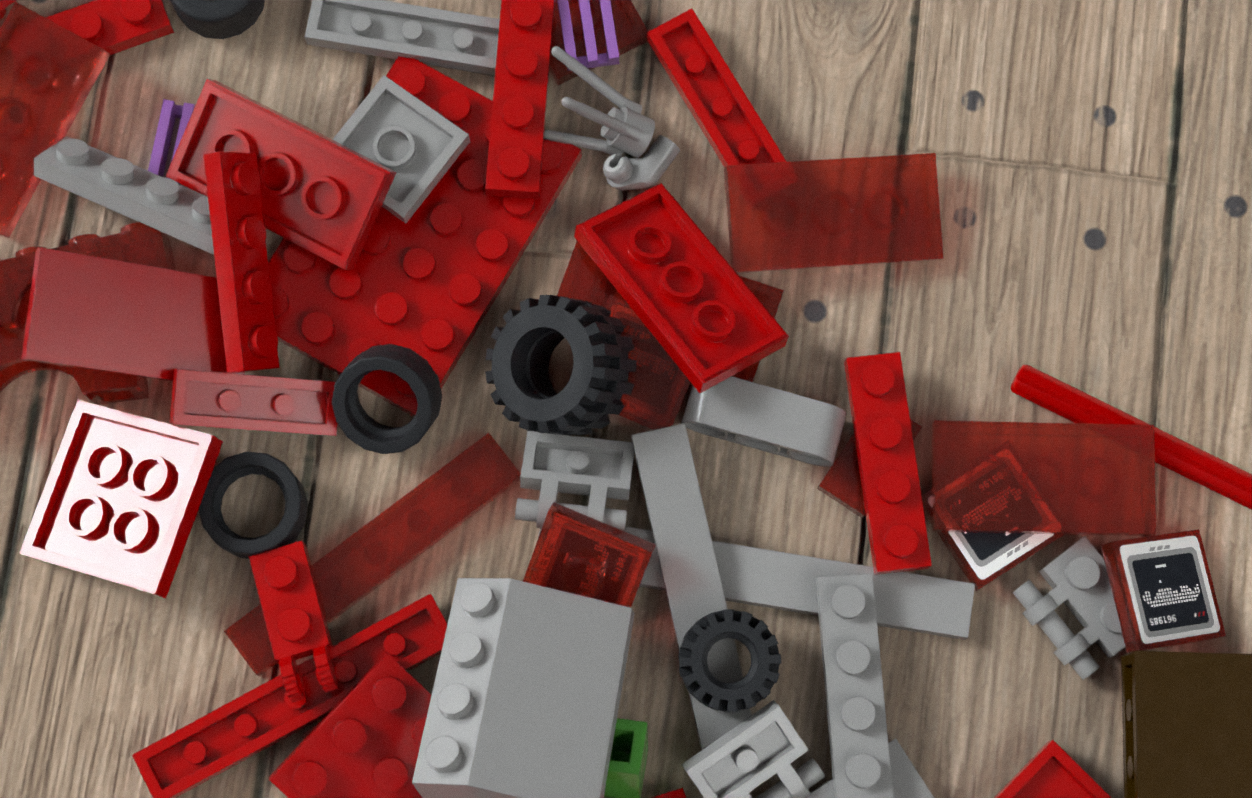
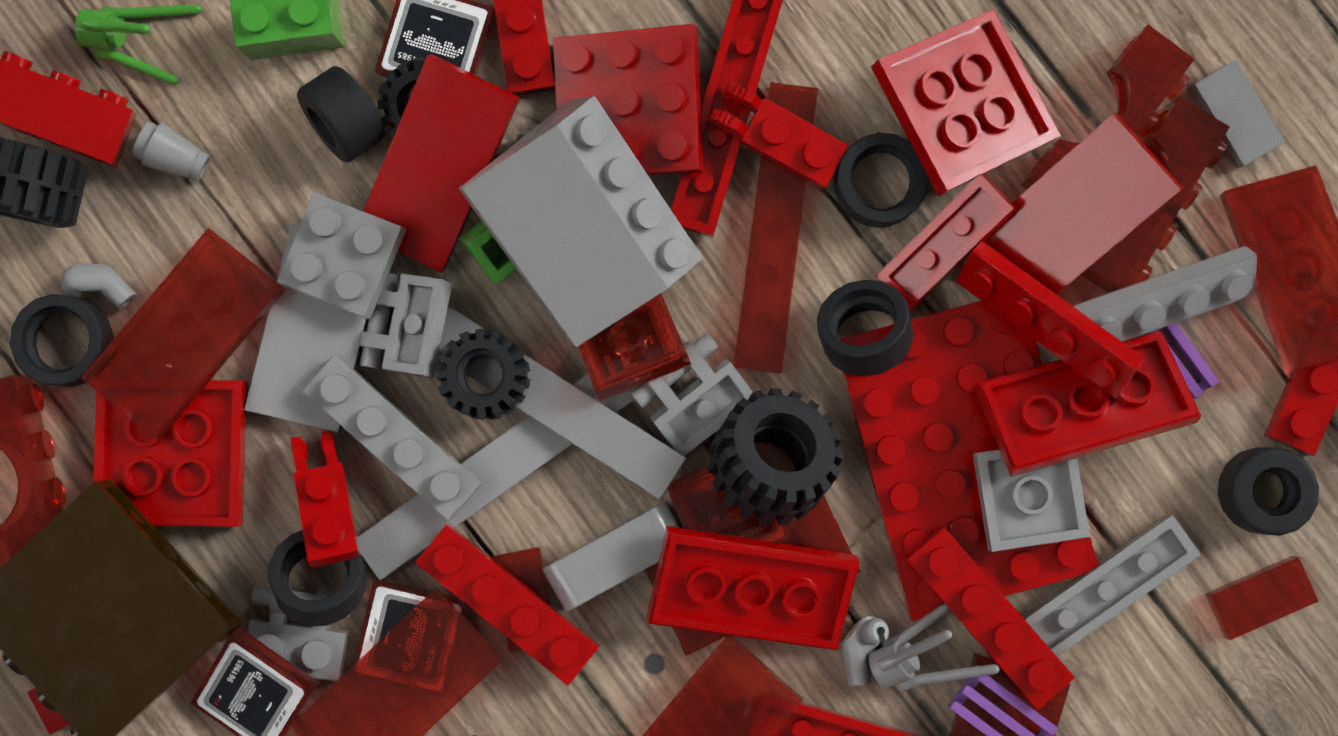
camera: 140 degrees right, 10 degrees up
(962, 684) = (324, 504): none -> red hinge
(998, 665) = (313, 612): none -> black tyre

